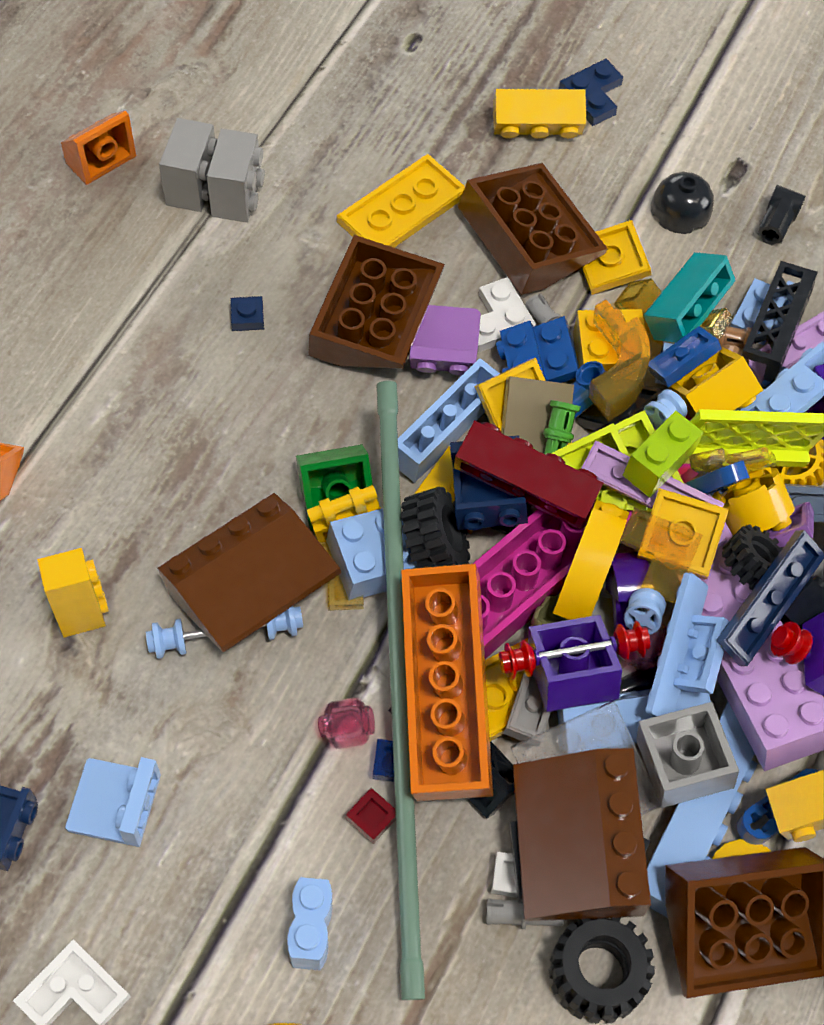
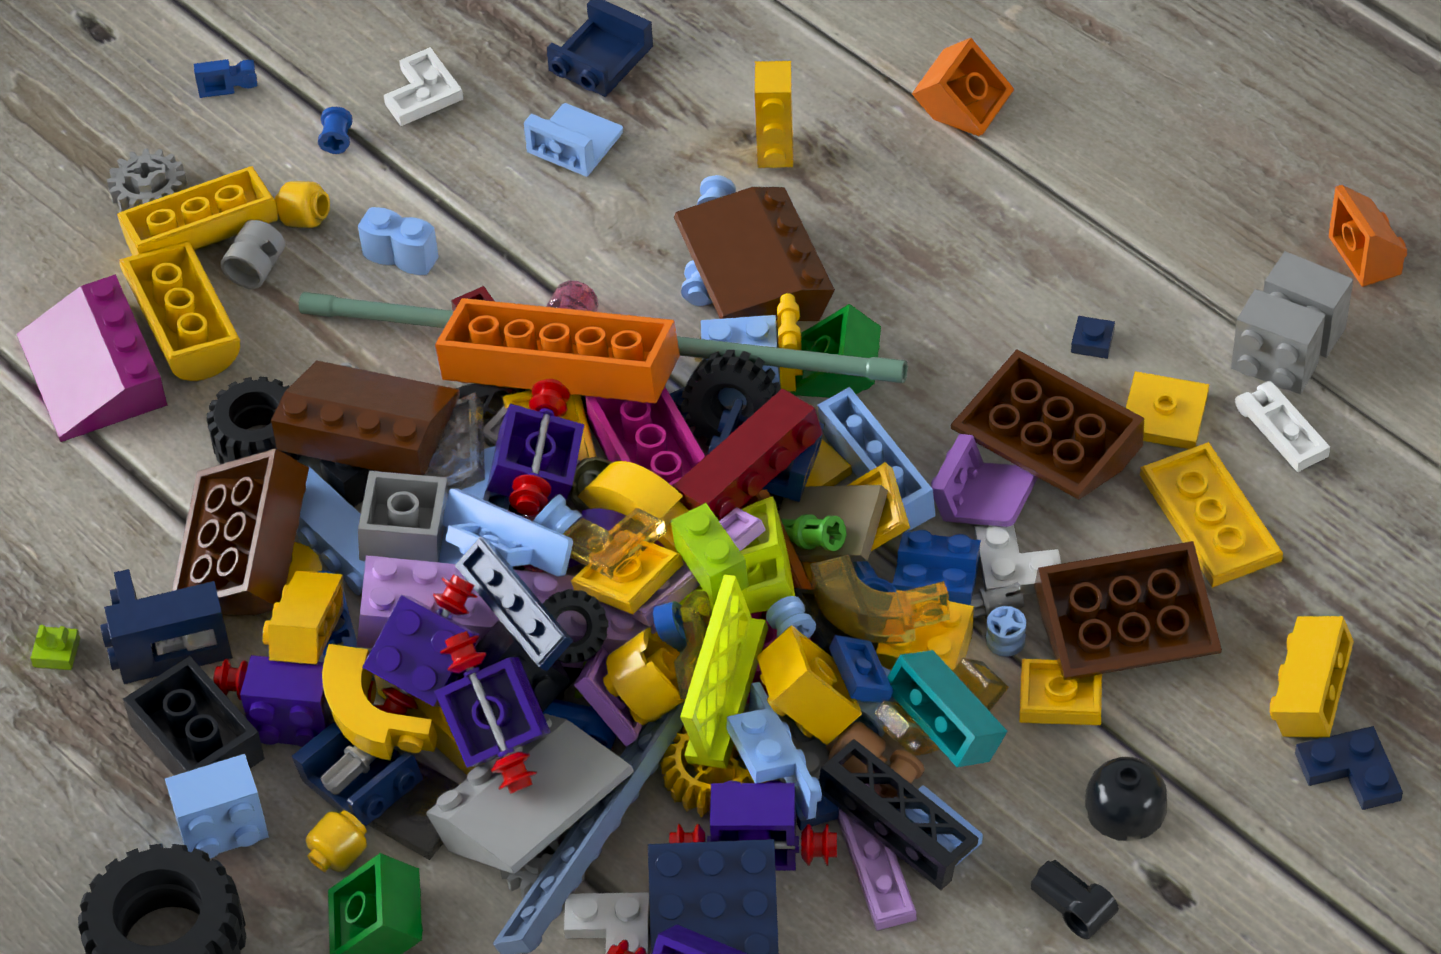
camera: 115 degrees right, 10 degrees down
(304, 173) = (1283, 426): none -> white plate
(310, 251) = (1169, 408): none -> yellow plate
(573, 294) = (1005, 620): none -> light blue wheel

